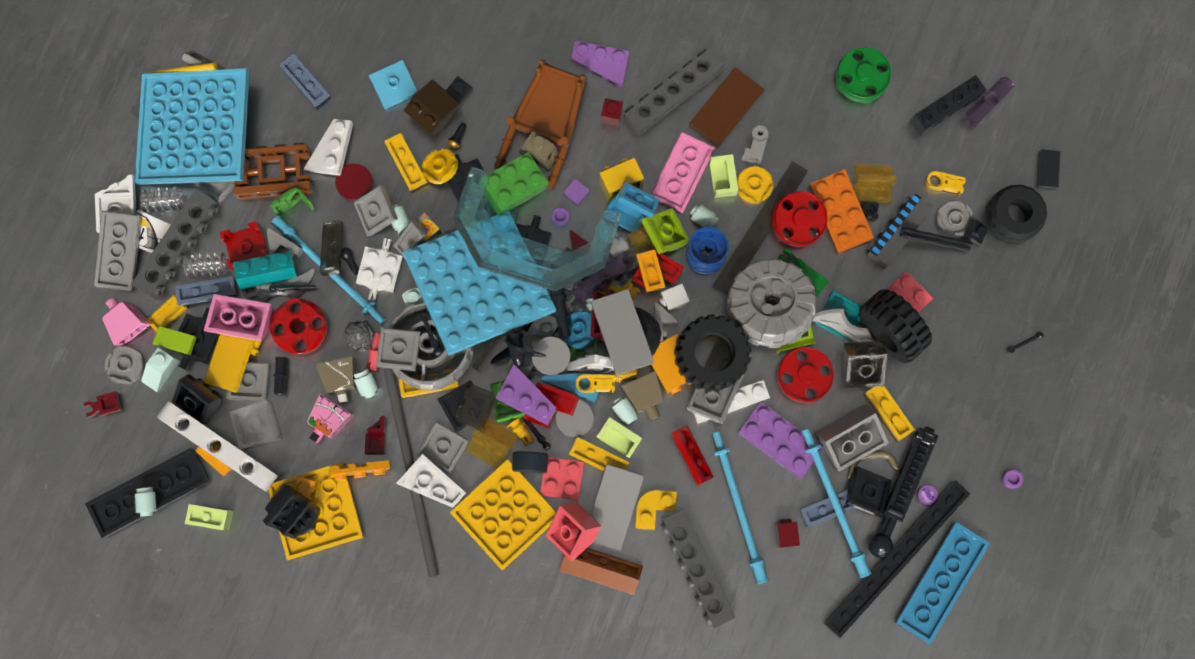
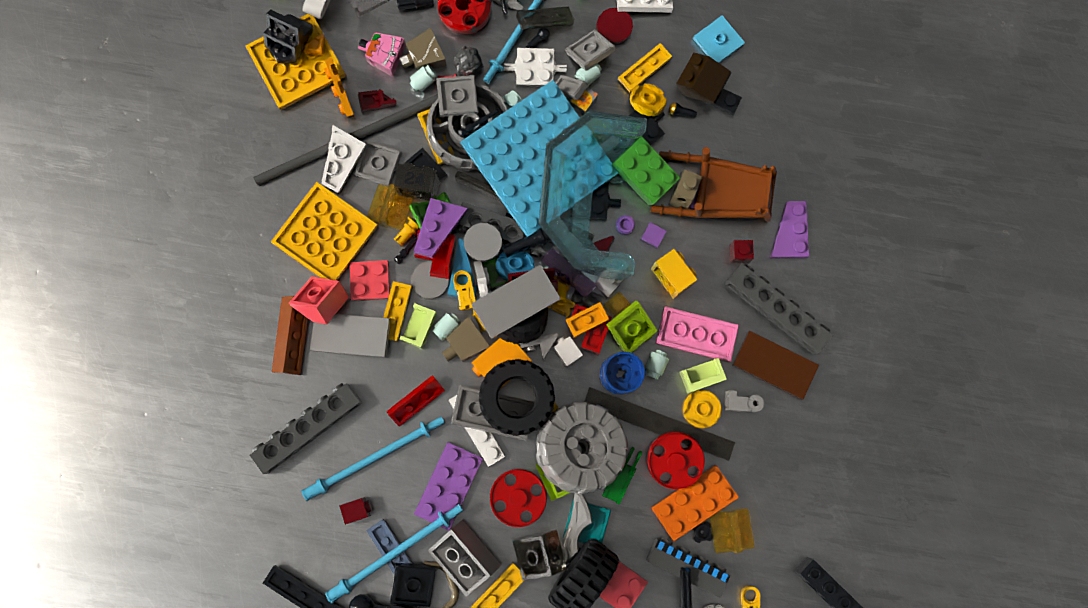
camera: 75 degrees right, 0 degrees up
(515, 350) = (482, 205): black piece -> none
(529, 462) = (376, 245): black wheel -> none
(633, 205) = (647, 288): dark azure panel -> none
(650, 503) = (362, 370): yellow plate -> none
(863, 74) = (844, 498): green piece -> none

